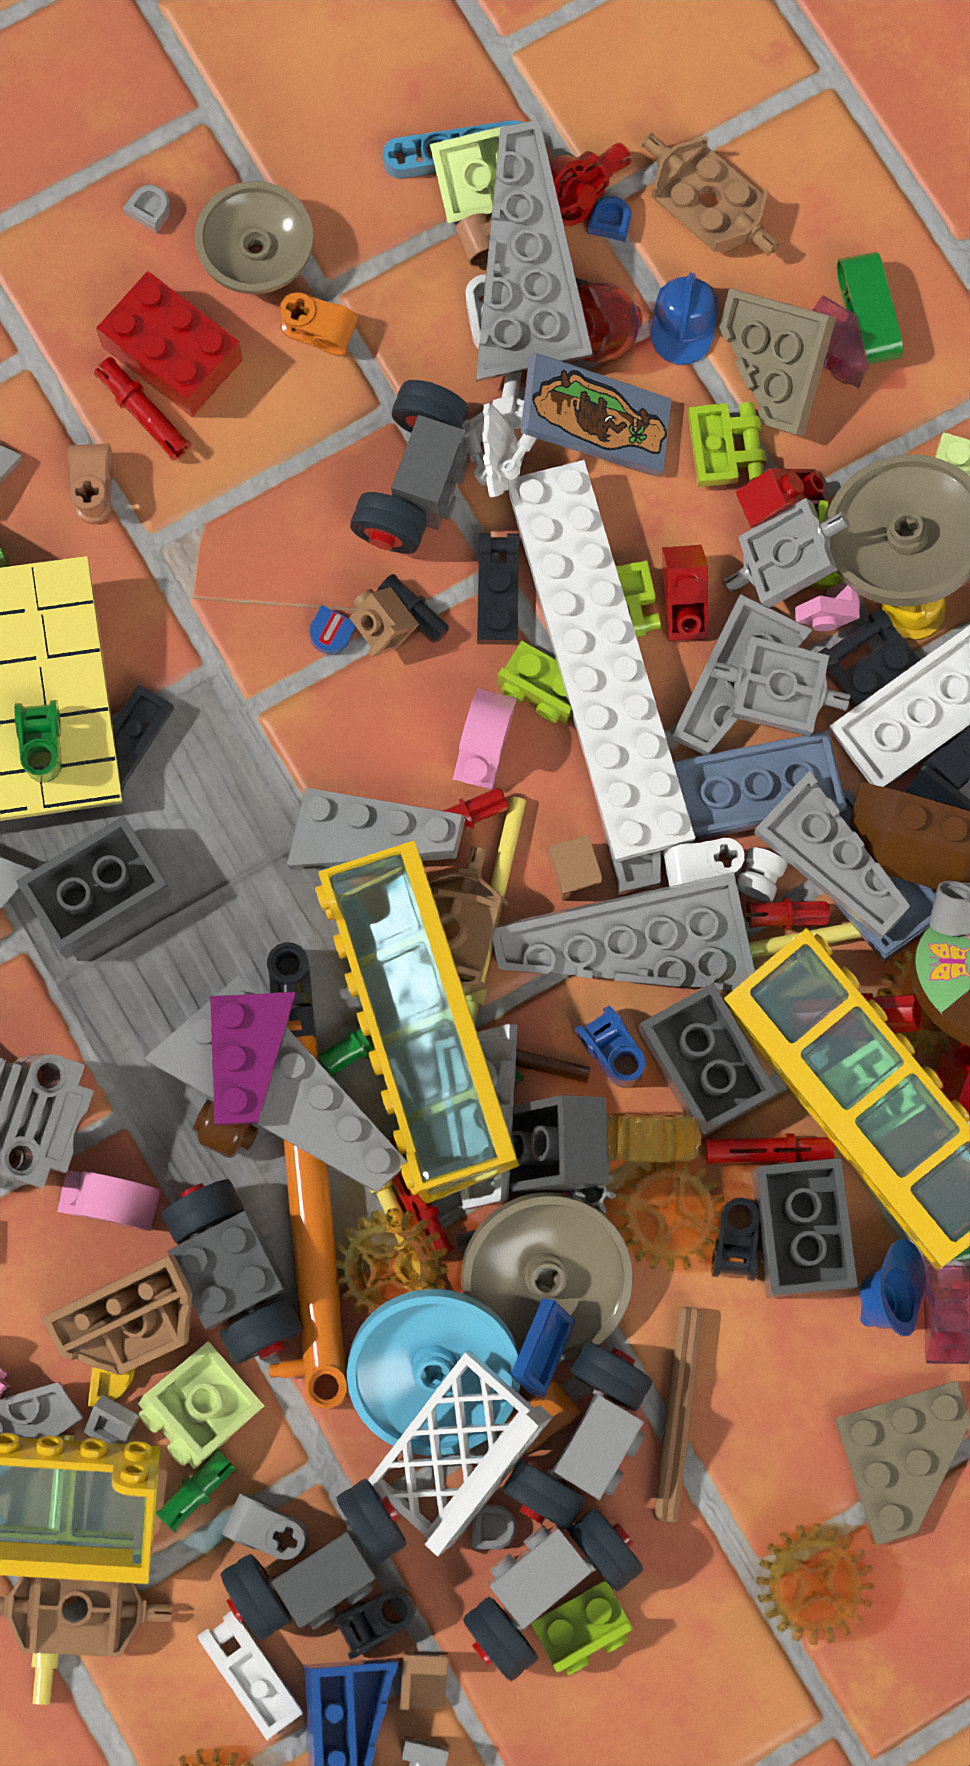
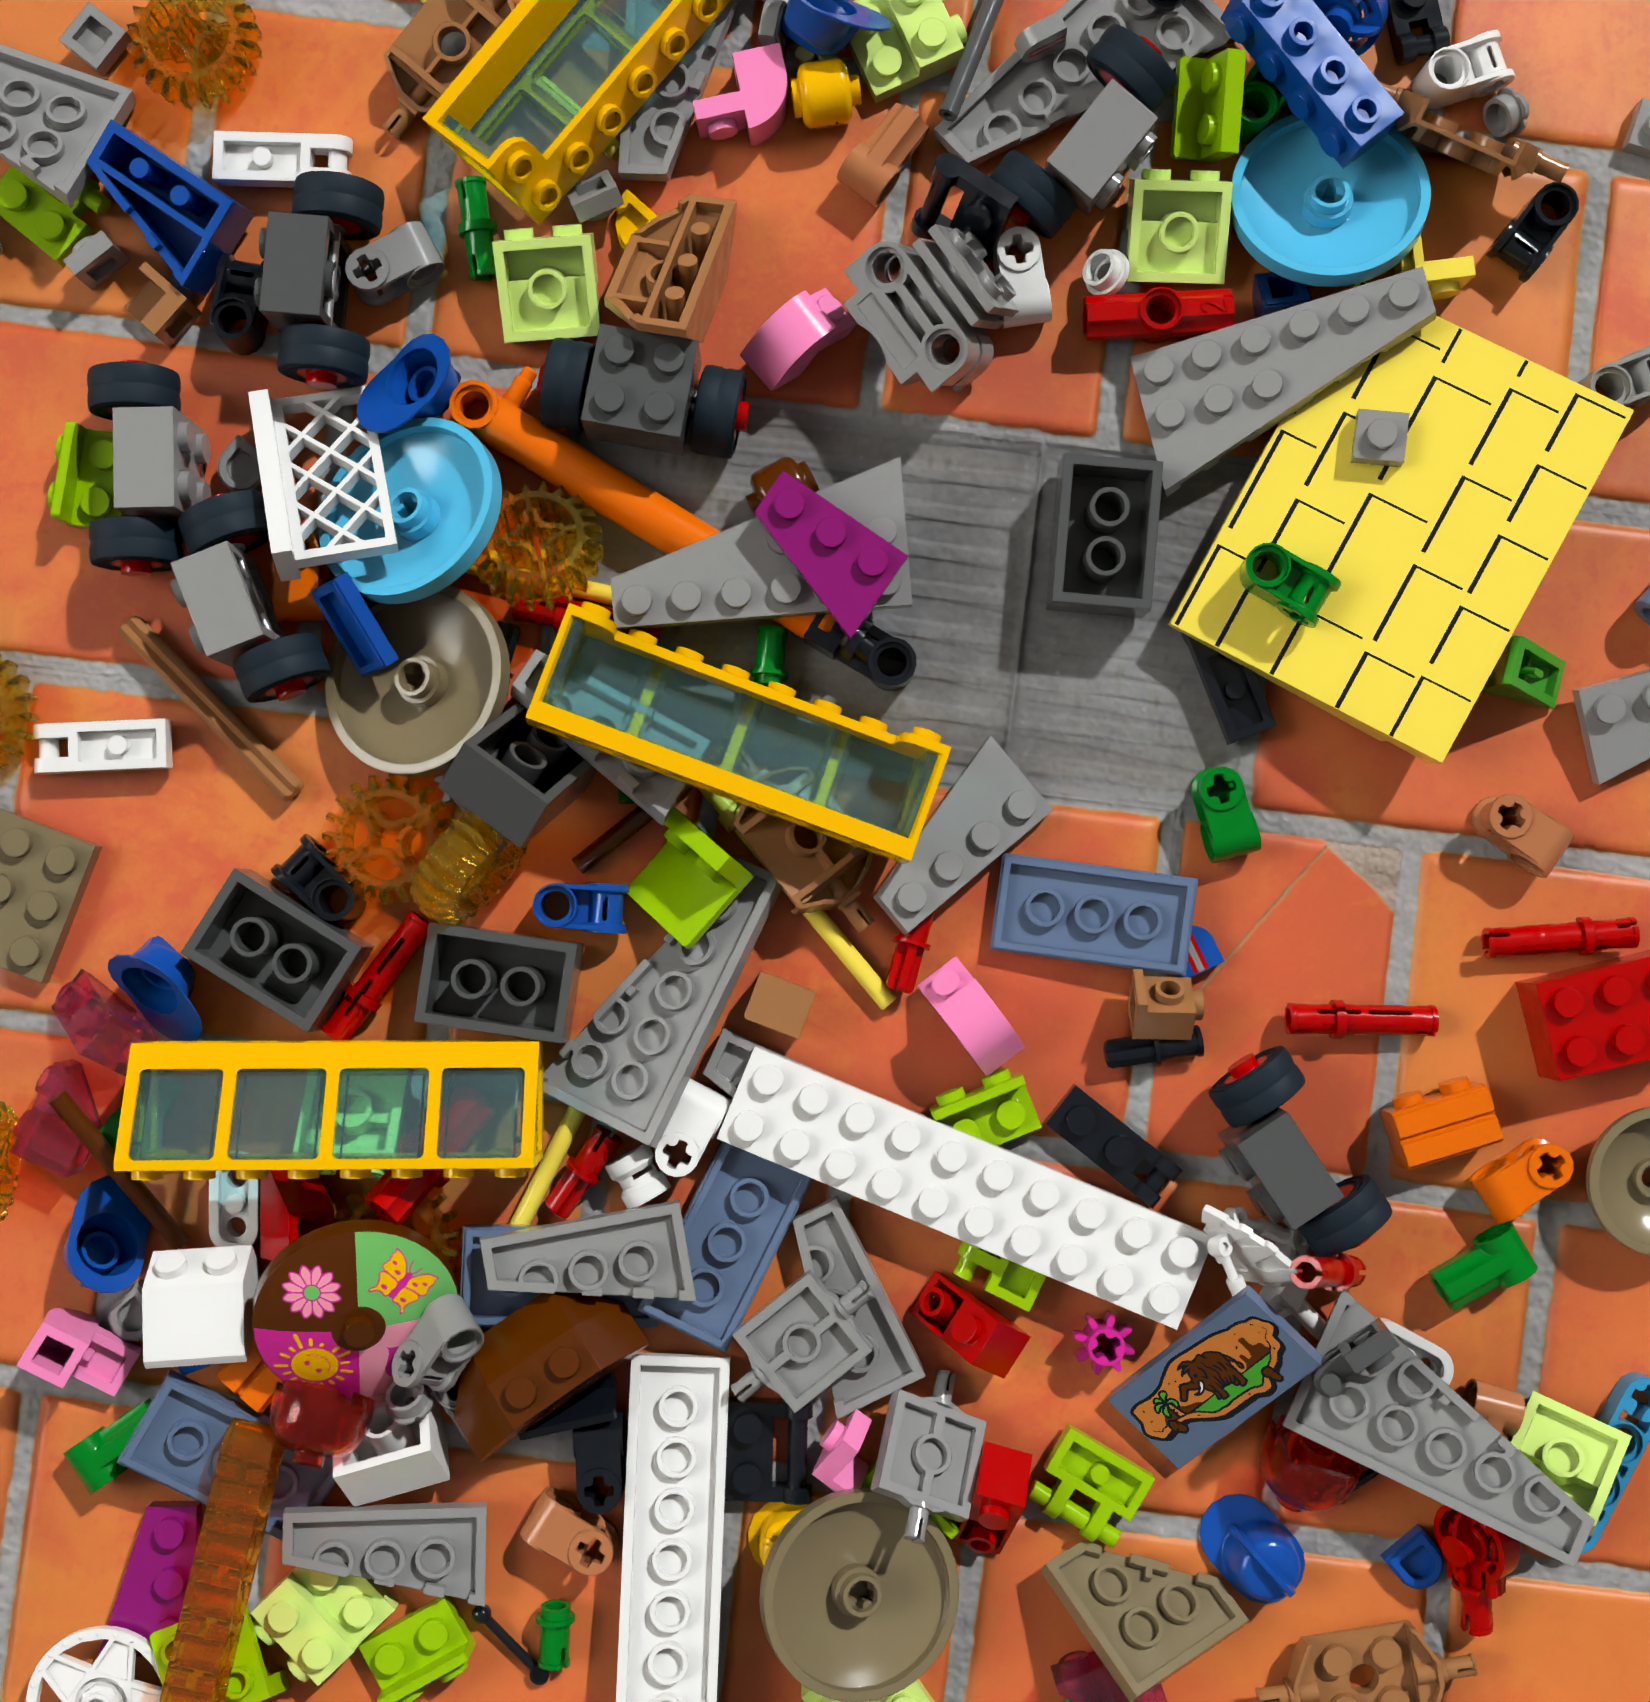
camera: 130 degrees right, 10 degrees up
(228, 670) = (1227, 822): none -> green piece
(301, 504) = (1344, 1019): none -> red pin
(322, 396) = (1441, 1123): none -> orange brick
(347, 1446) = (410, 386): none -> blue piece
(355, 711) = (1094, 914): none -> sand blue tile
(383, 302) = (1493, 1261): none -> green piece
(473, 392) = (1328, 1272): none -> red pin
(507, 336) = (1365, 1349): none -> dark grey plate
(542, 987) = (688, 881): none -> lime bracket
(633, 490) = (1115, 1337): none -> dark pink gear
(763, 1468) = (104, 746): none -> white plate

